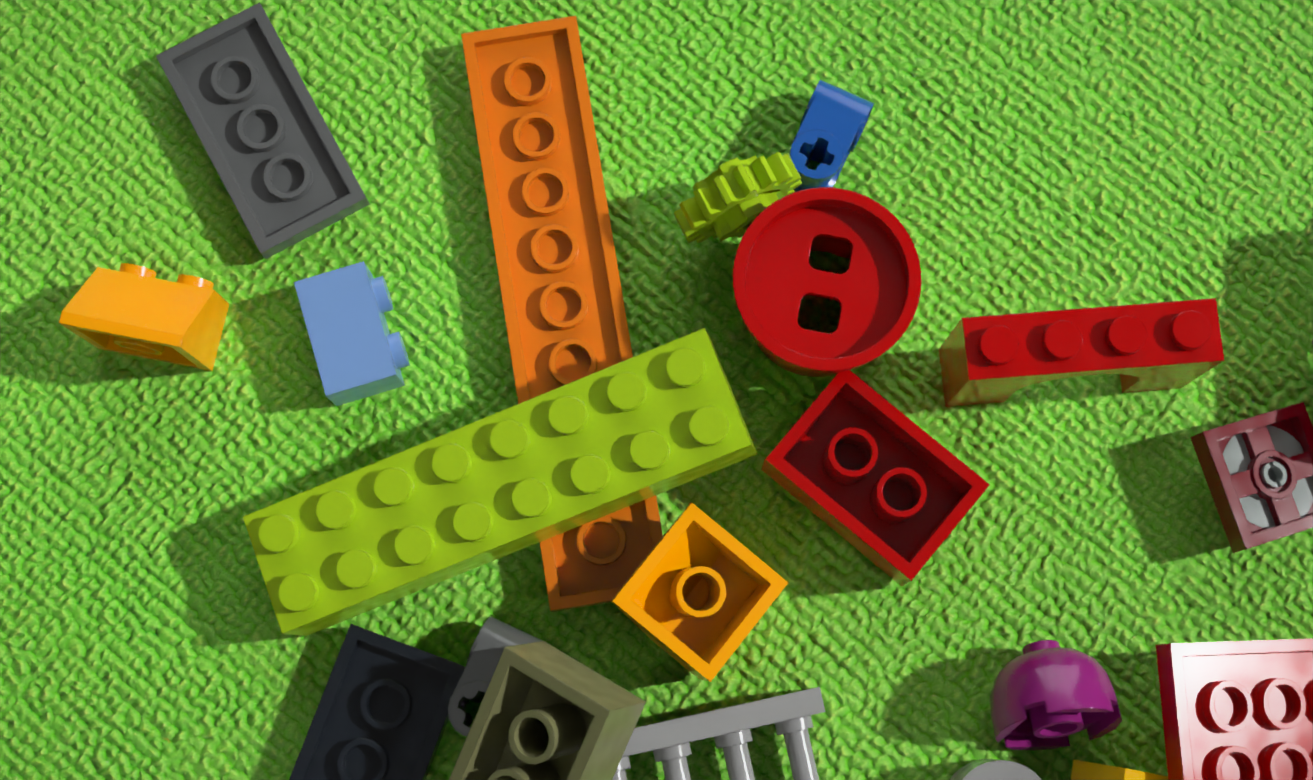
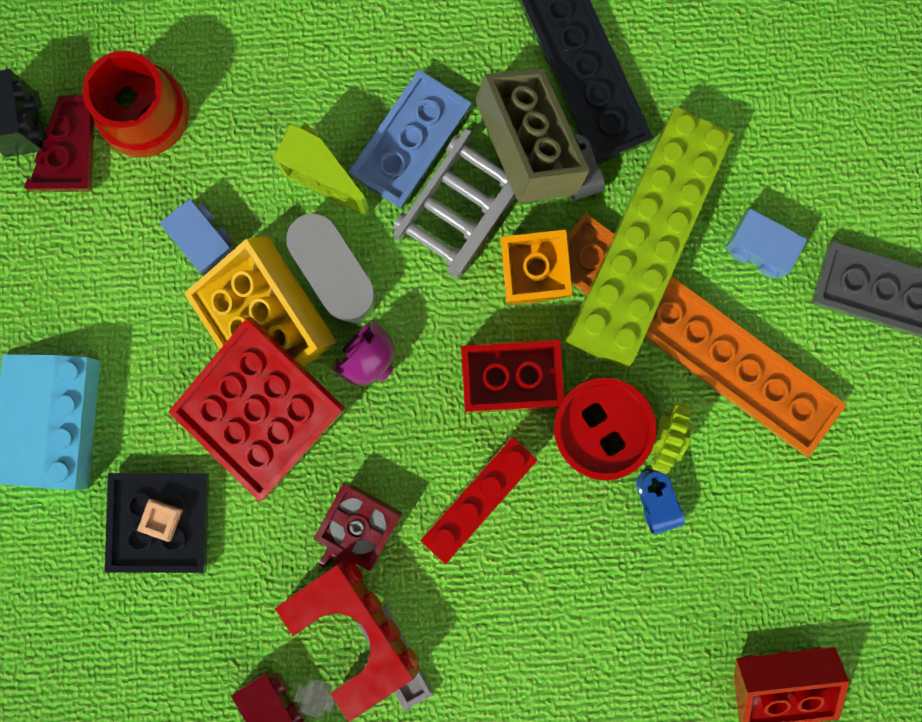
camera: 135 degrees right, 5 degrees up
(149, 316) = (848, 175): light orange slope -> none

